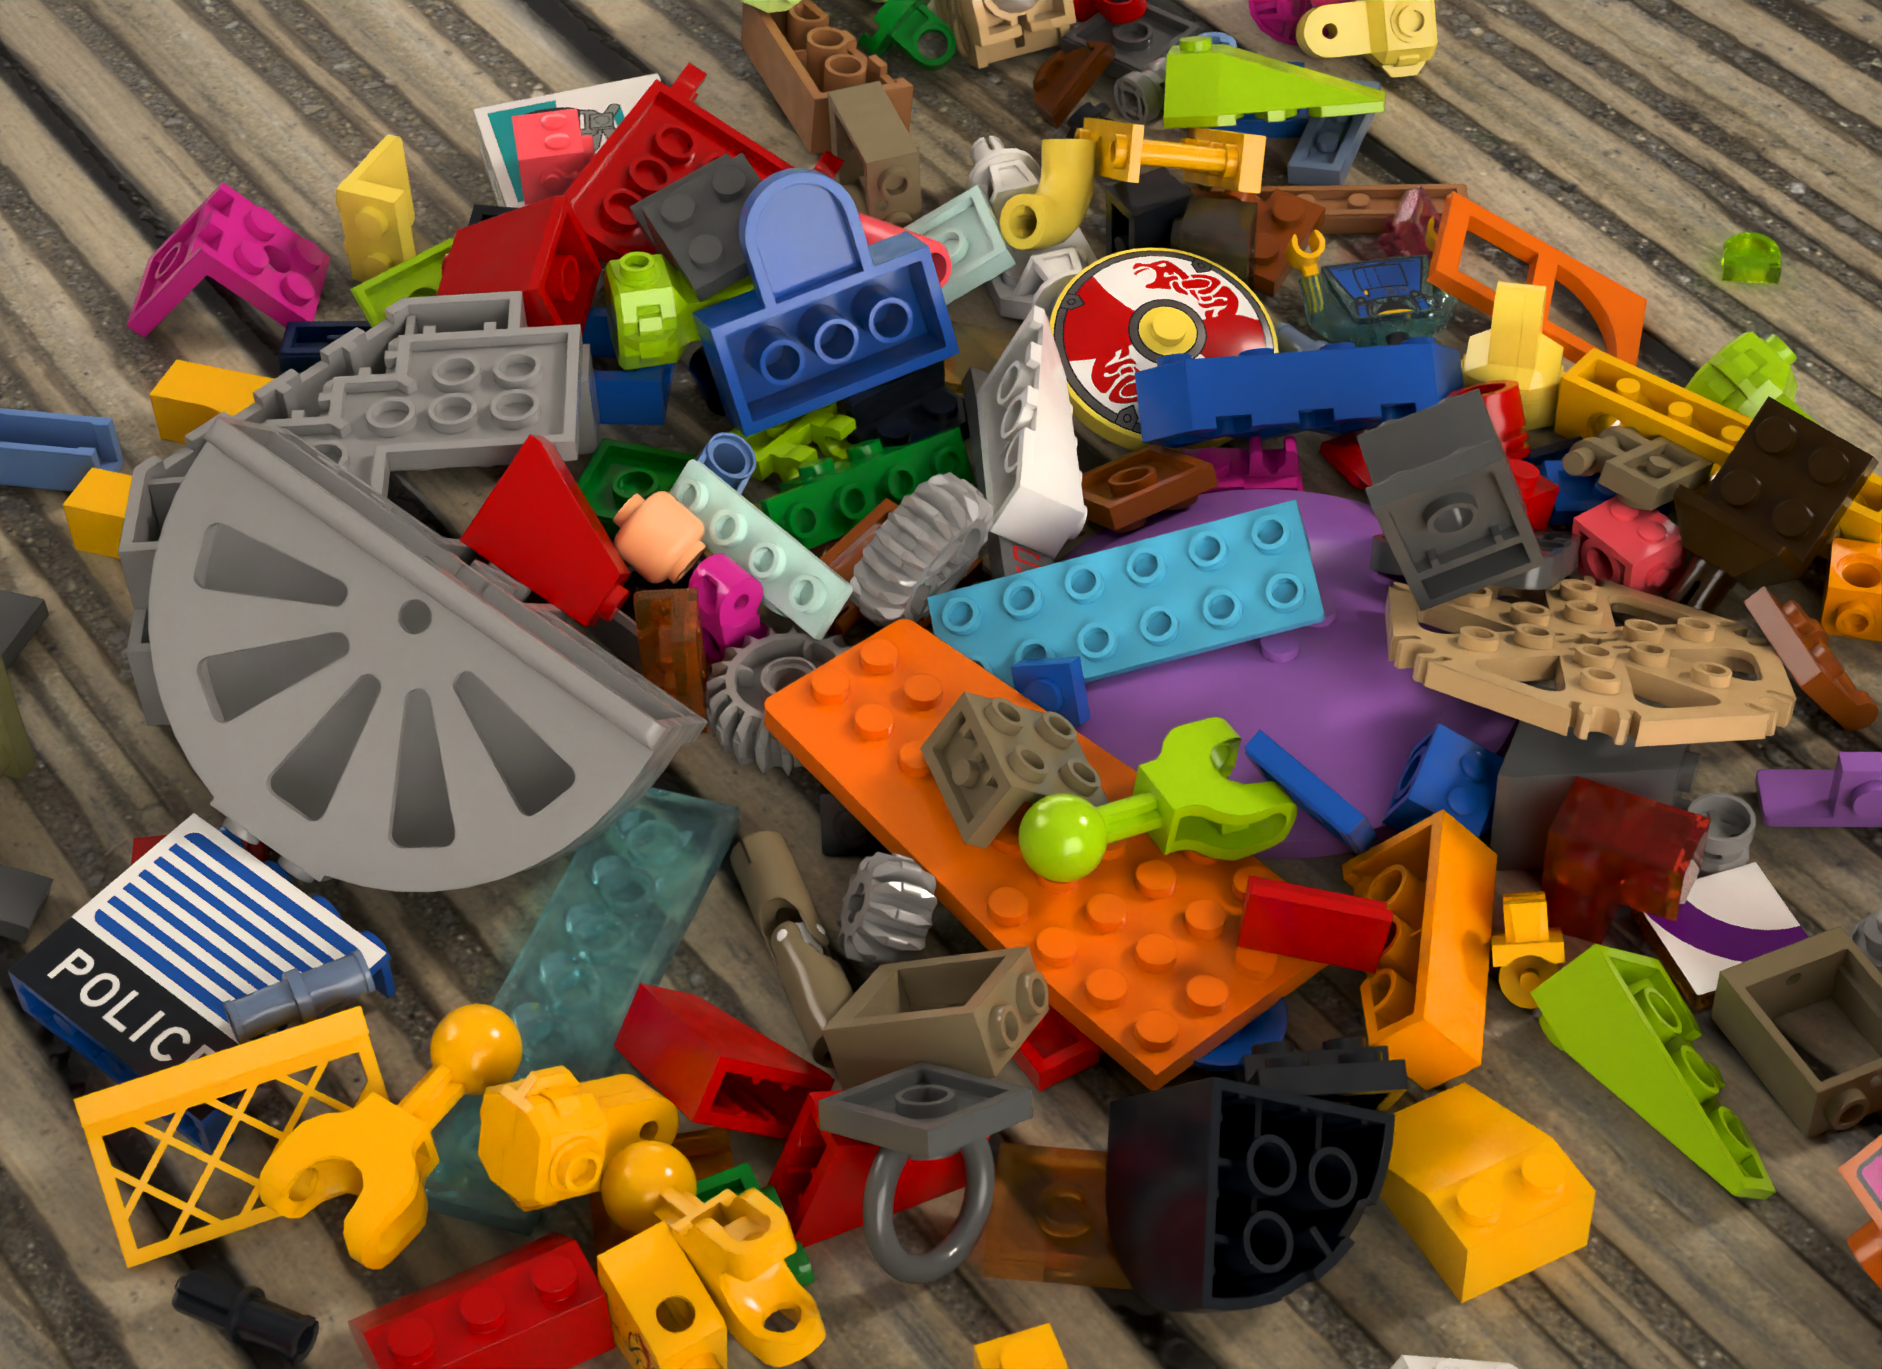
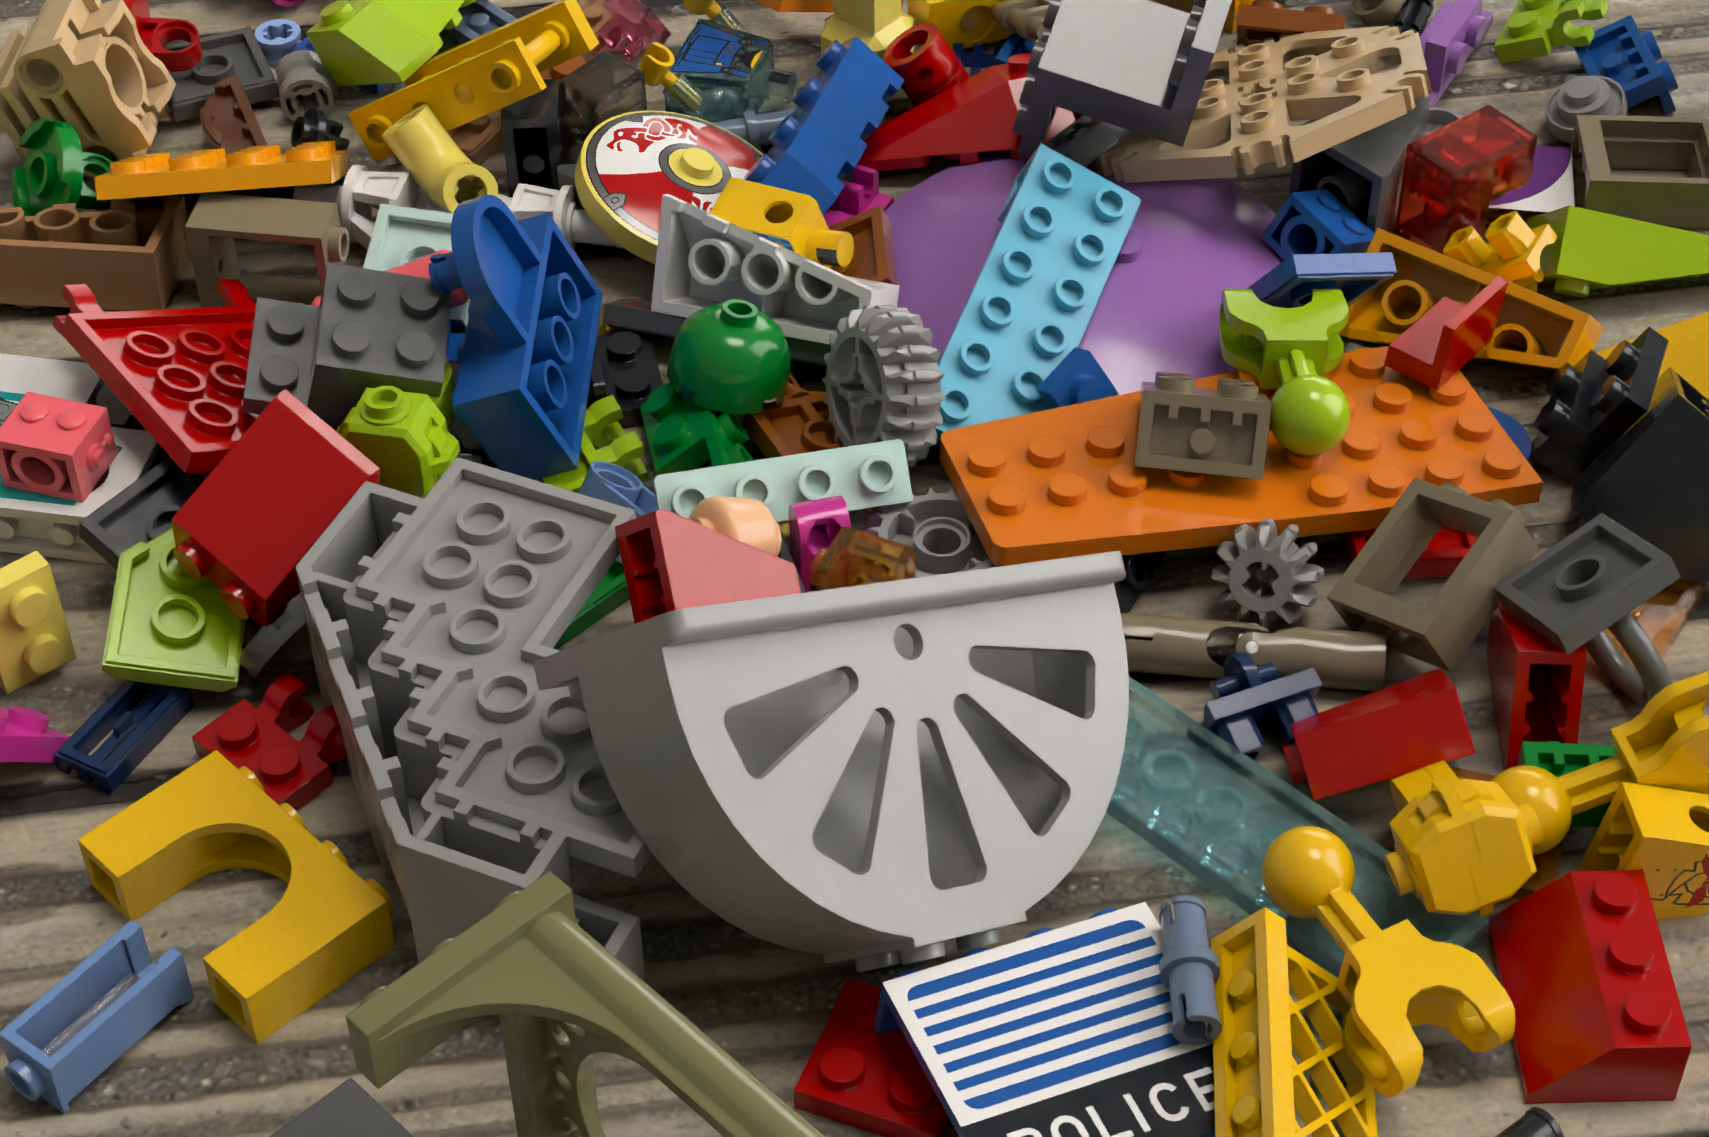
camera: 65 degrees left, 0 degrees up
(726, 968) = (1256, 697): none -> dark blue hips
(902, 446) = (730, 358): none -> green cylinder
(945, 88) = (211, 172): none -> light orange plate
(1104, 427) = (784, 219): none -> yellow torso

